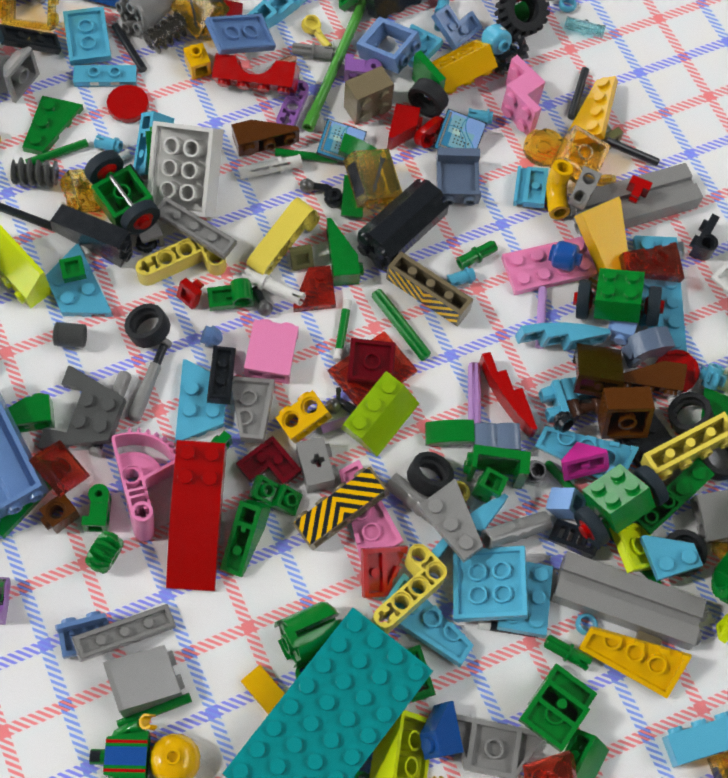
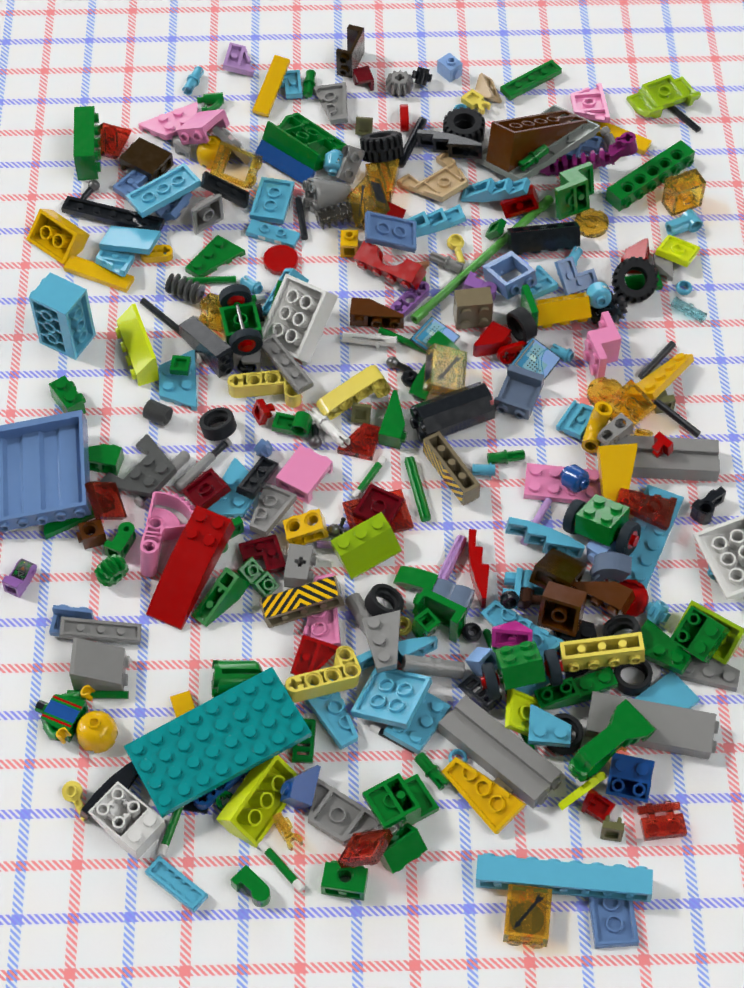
camera: 30 degrees right, 10 degrees down
(170, 411) = (206, 489): none -> dark red plate

